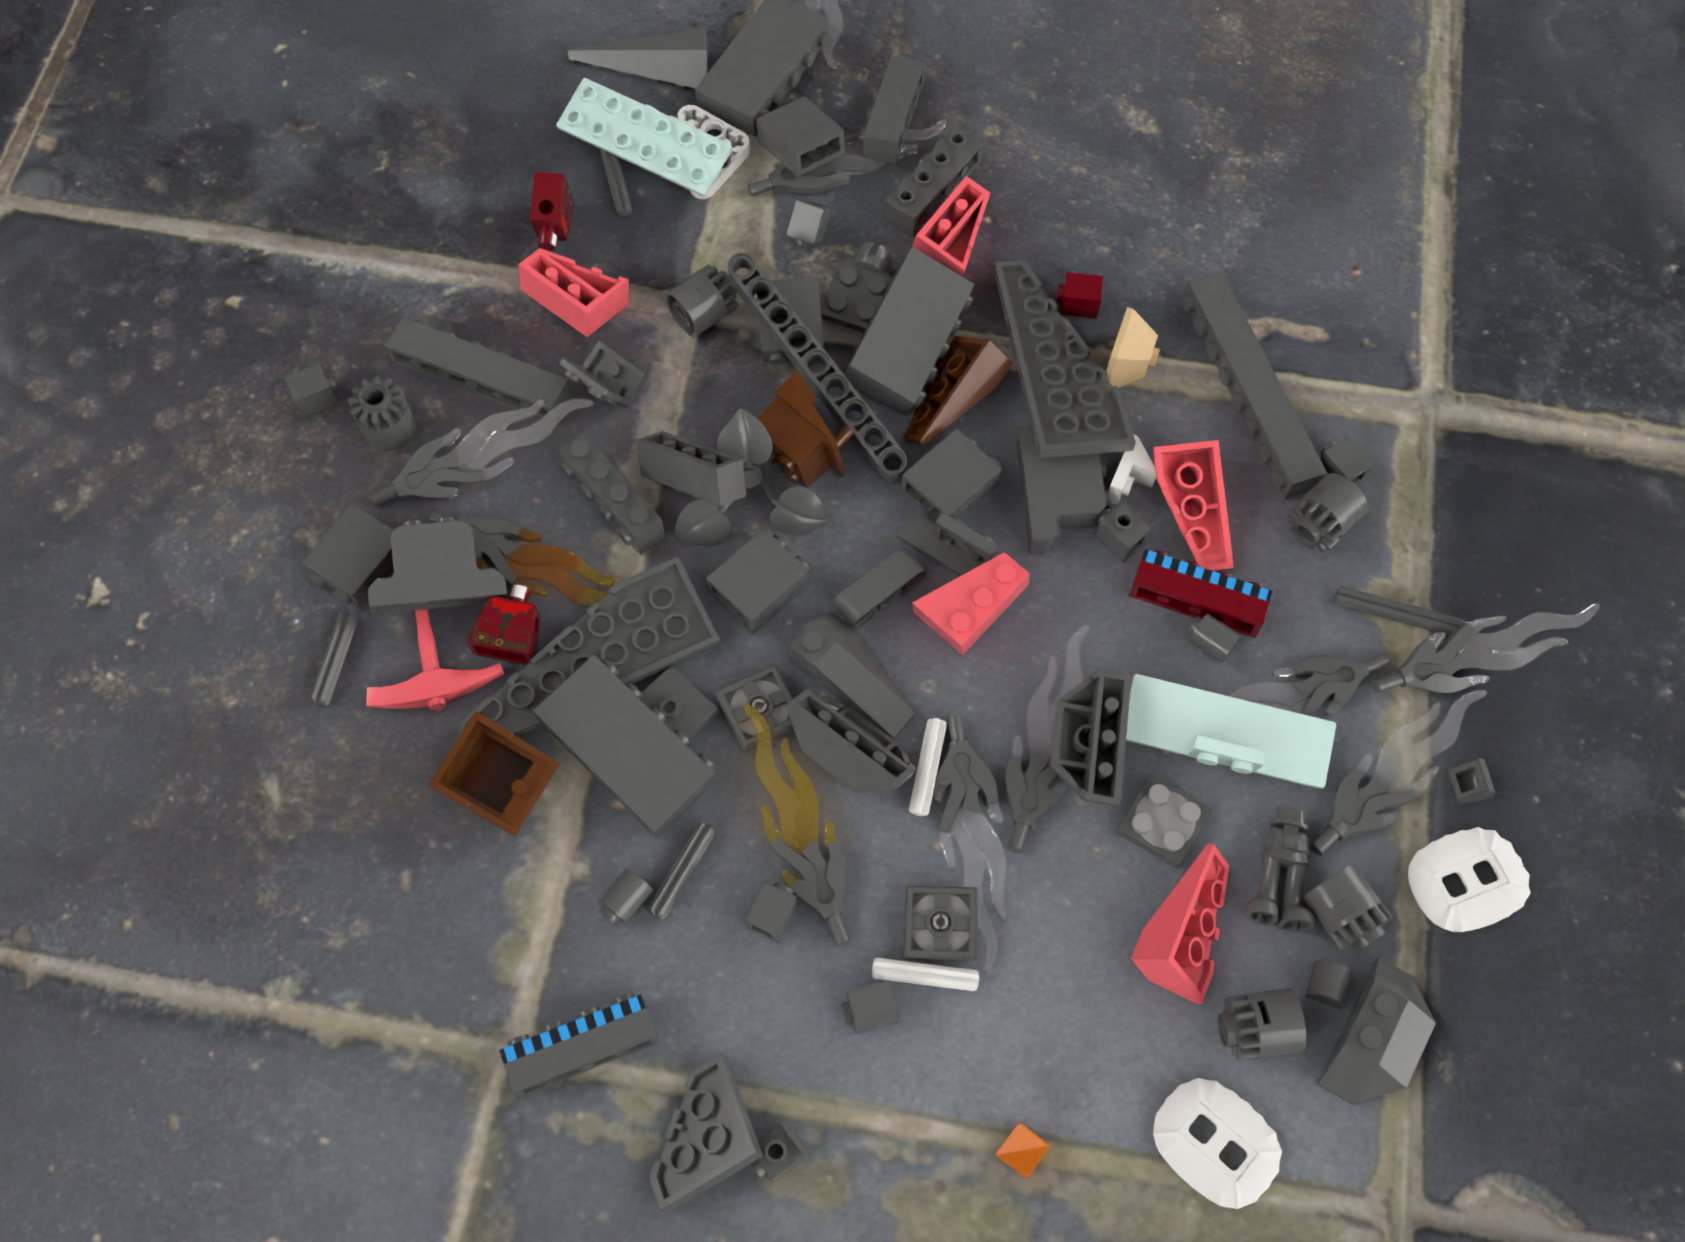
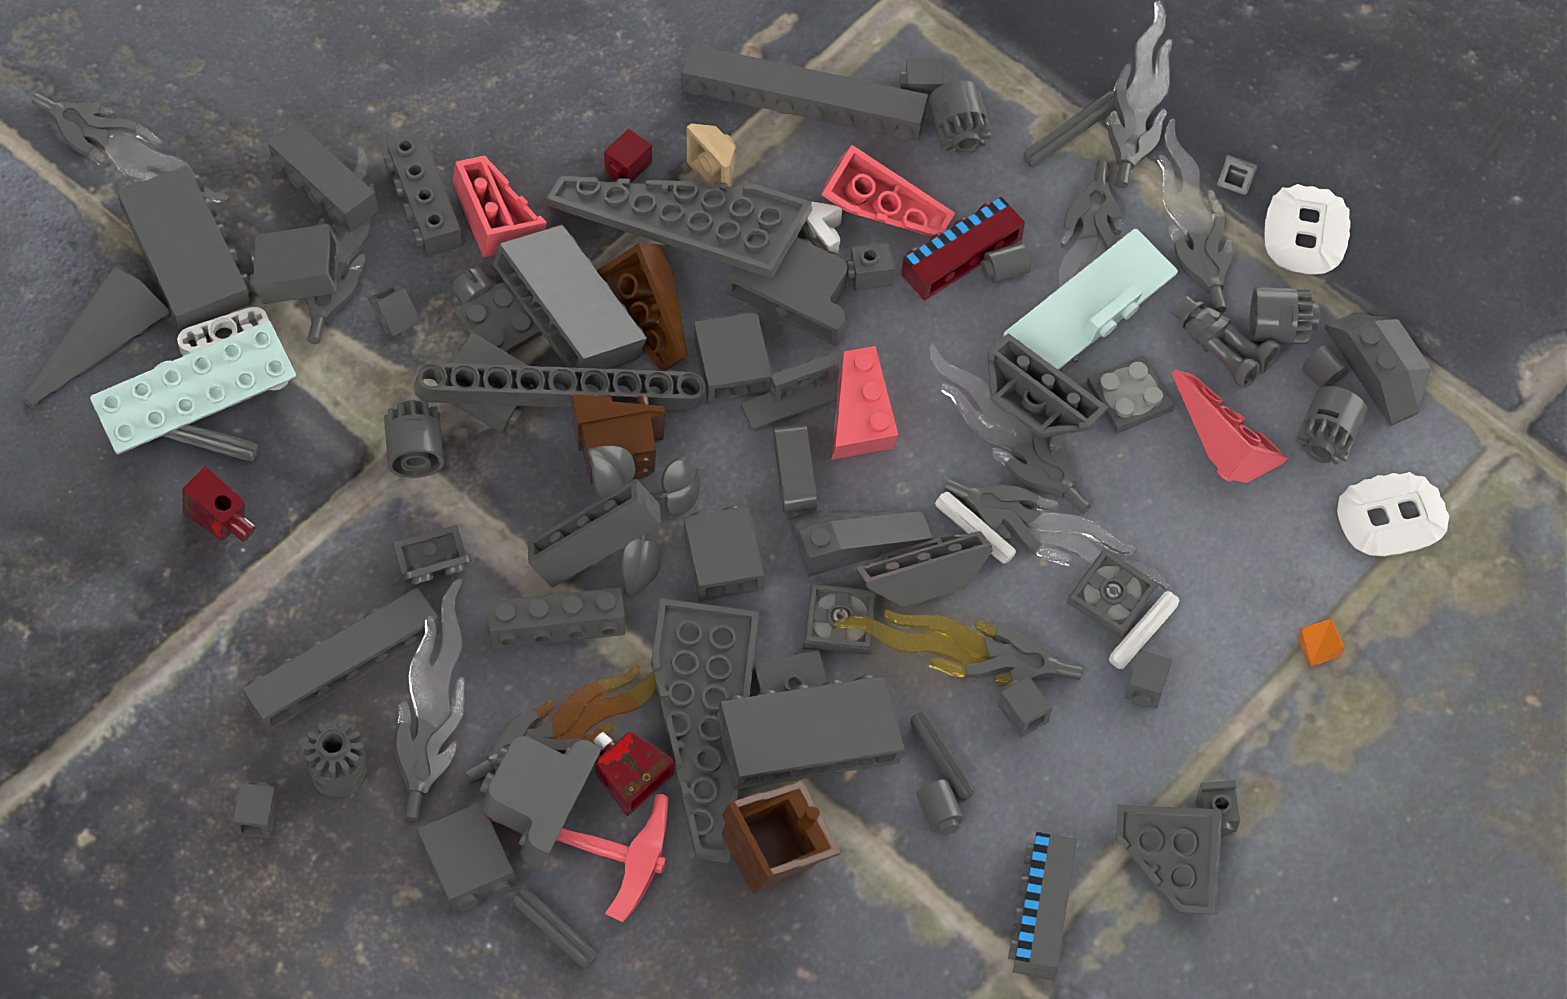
camera: 60 degrees left, 5 degrees down
(572, 292) = (319, 538): coral wedge -> none

